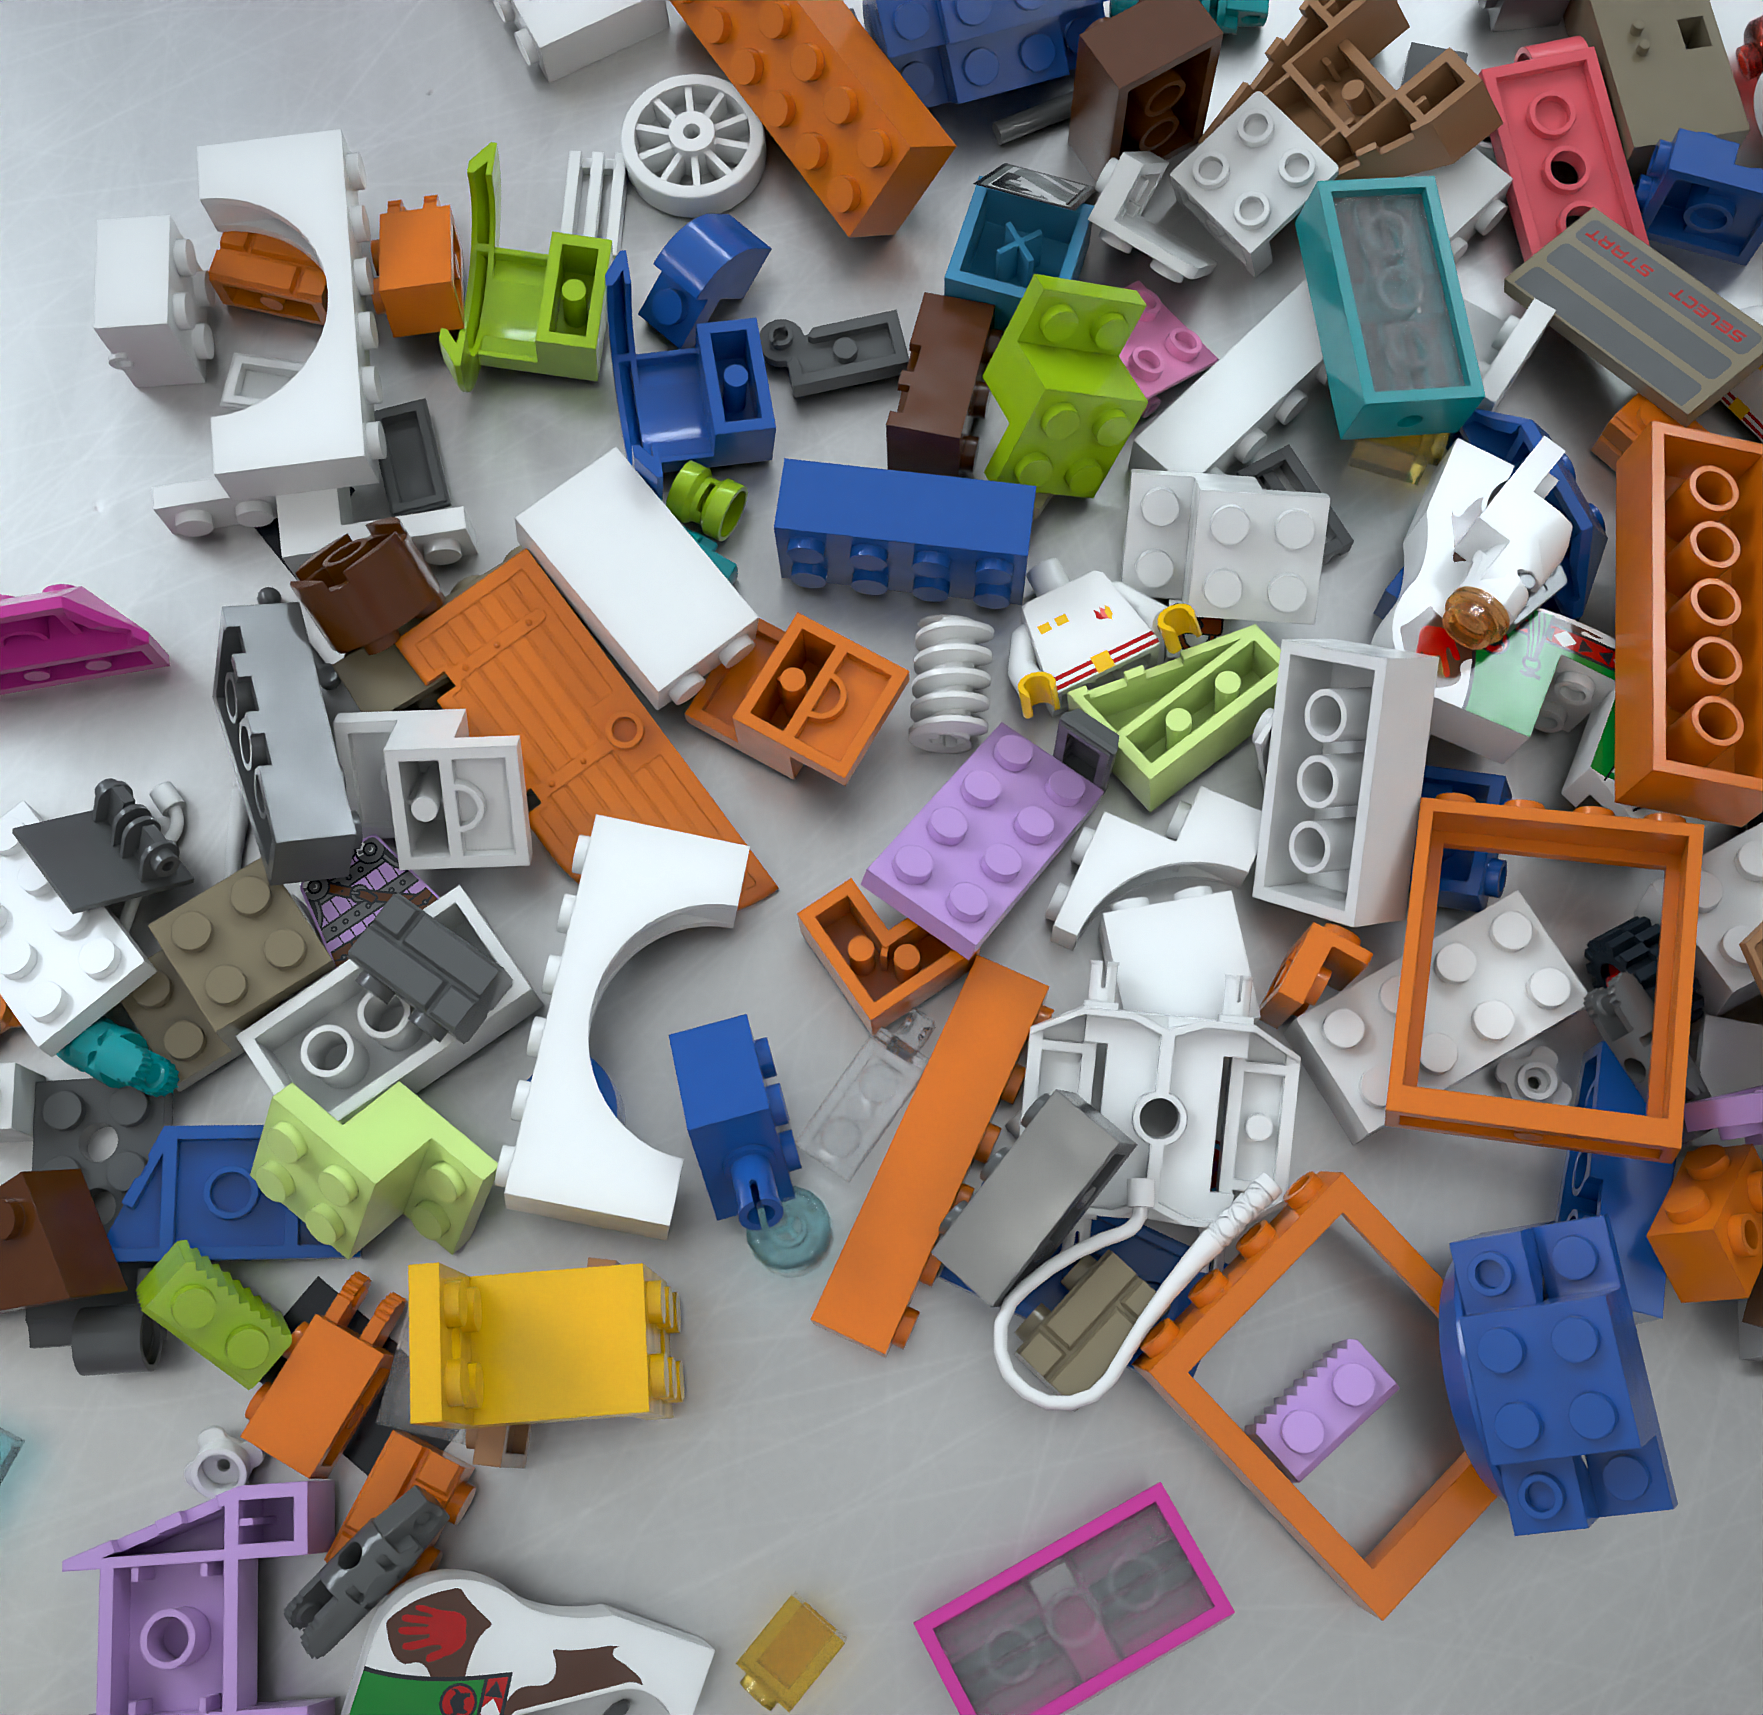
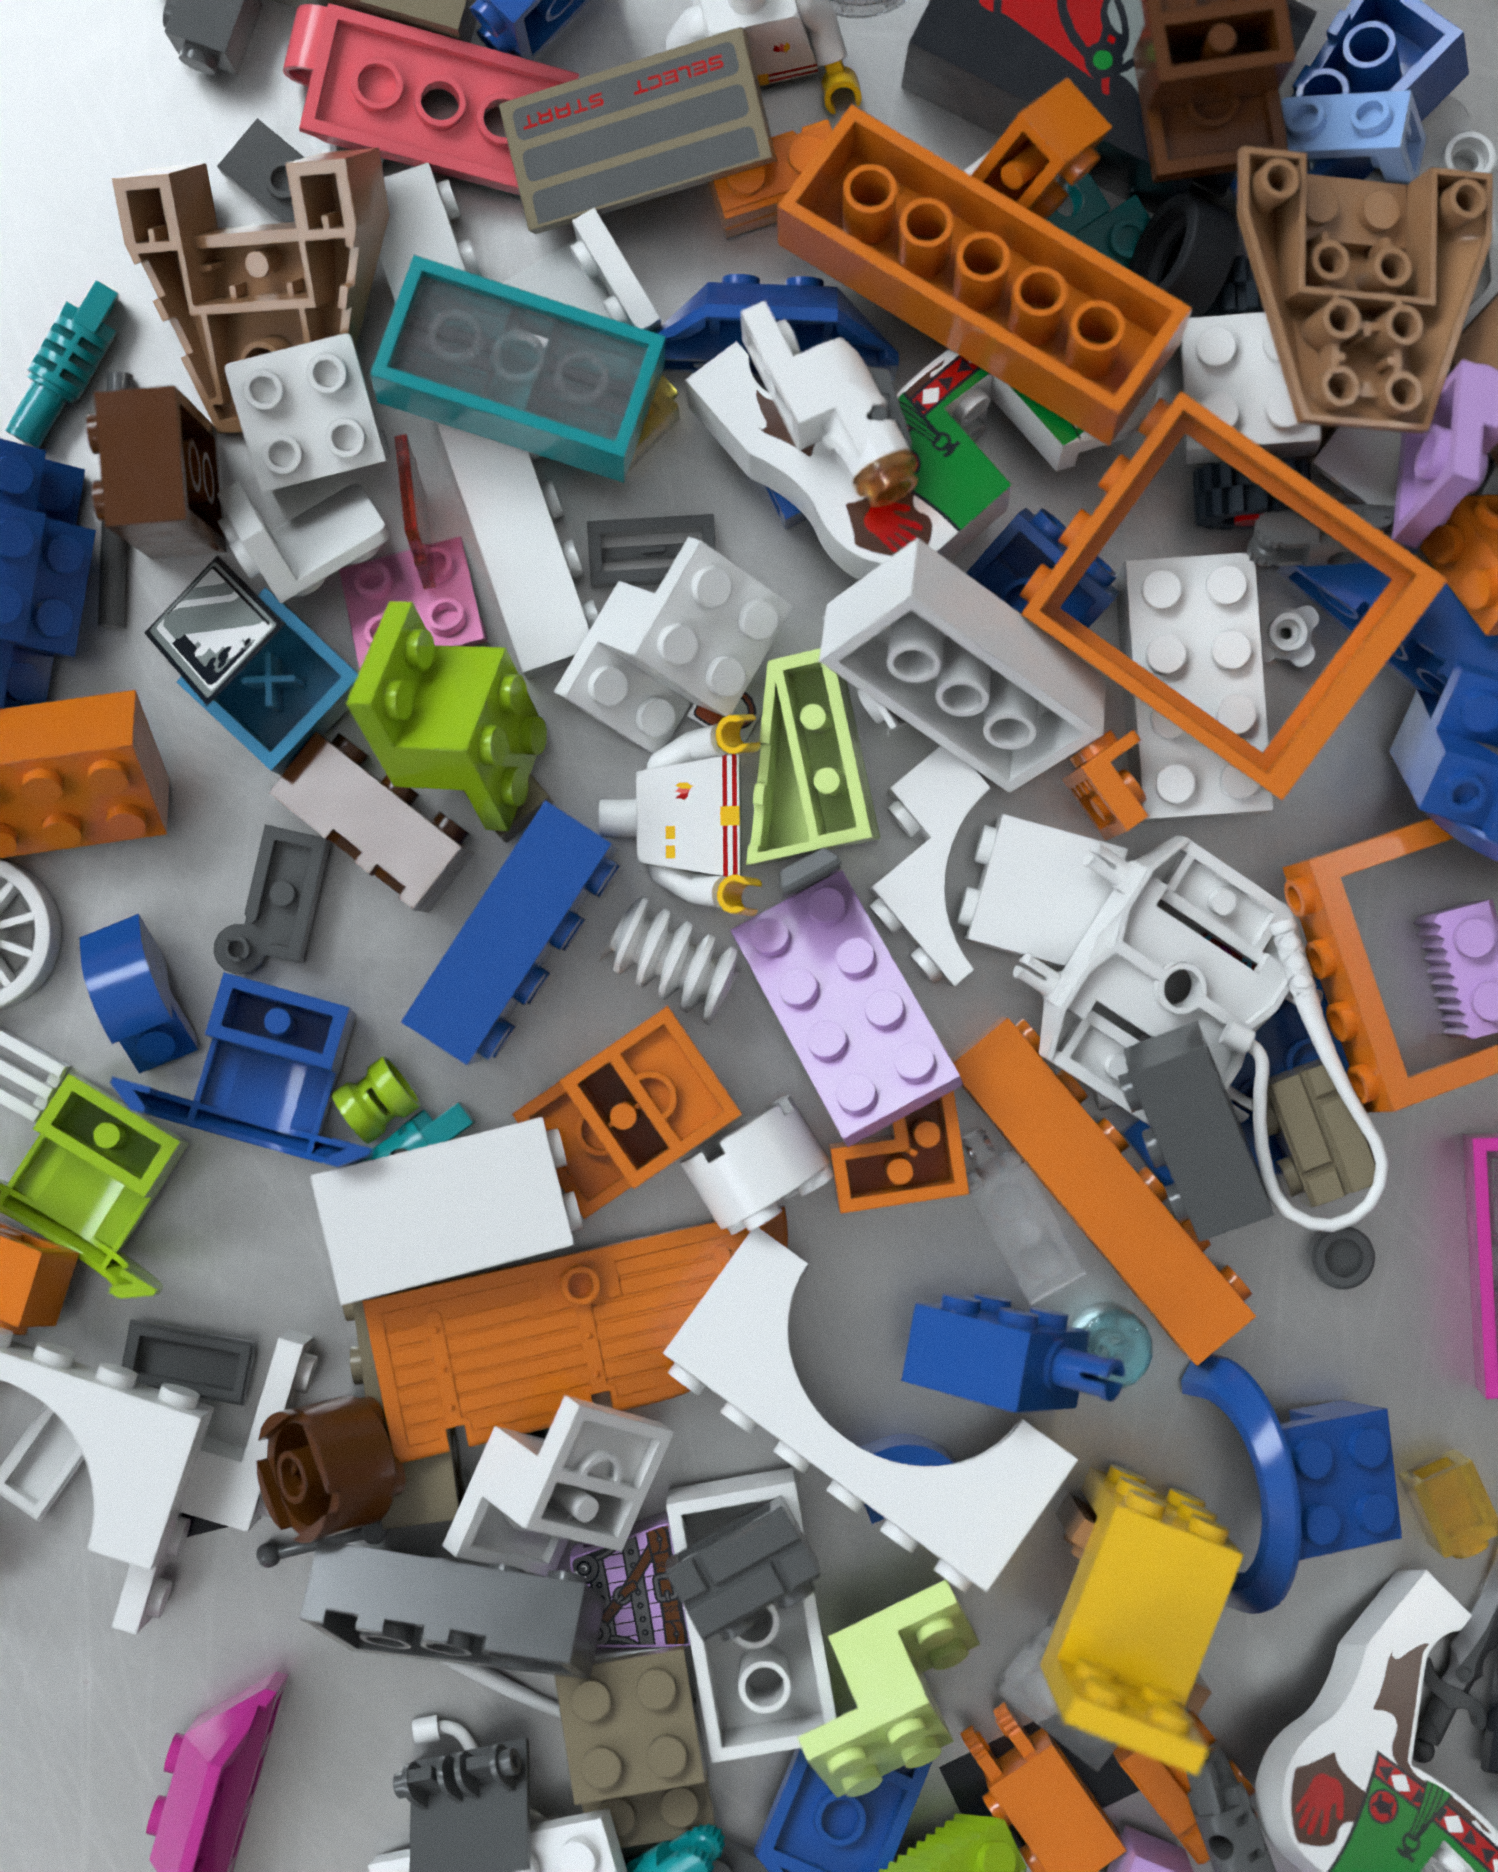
camera: 70 degrees left, 15 degrees up
(745, 1481) = (1319, 1478): none -> blue piece
(805, 828) = (757, 1164): none -> white brick
(981, 1425) = (1341, 1257): none -> dark grey tile
(1220, 294) = (415, 511): none -> clear red piece

